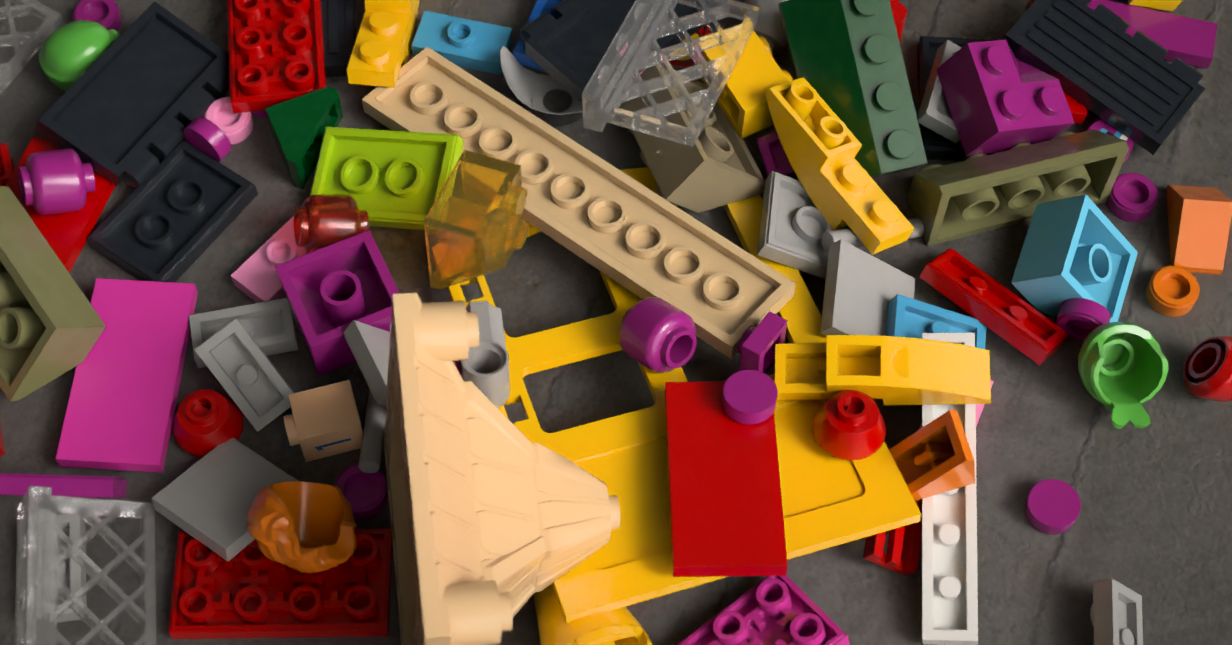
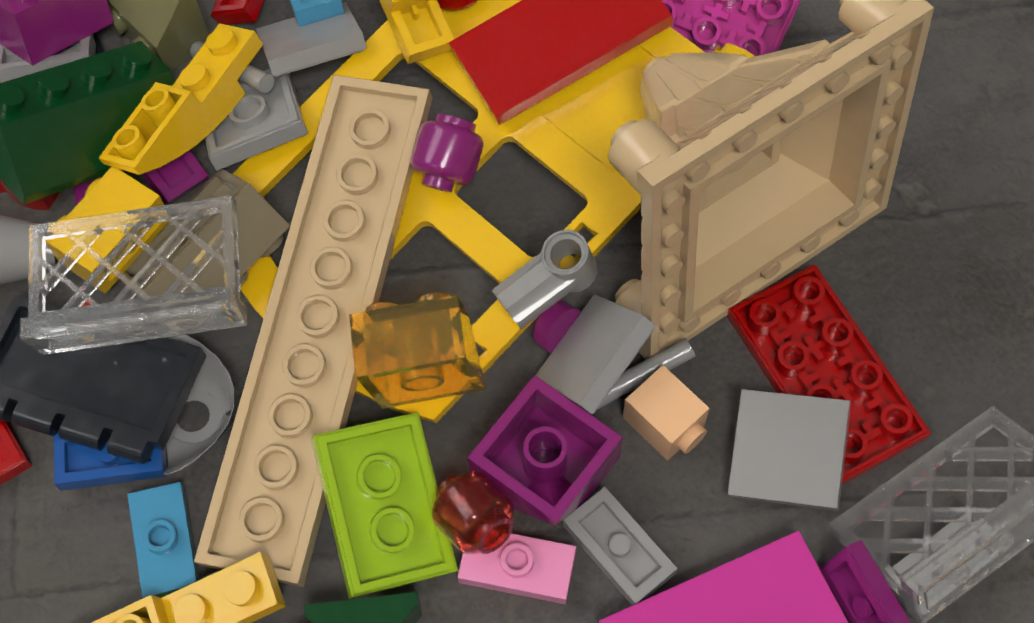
camera: 115 degrees left, 5 degrees up
(206, 421) = (727, 538): red cone -> none
(246, 374) = (666, 505): light grey plate -> none
(303, 525) = (791, 343): orange hair -> none
(363, 490) = (712, 358): magenta tile -> none
(749, 397) = (479, 40): magenta tile -> none
(759, 342) = (415, 67): magenta plate -> none

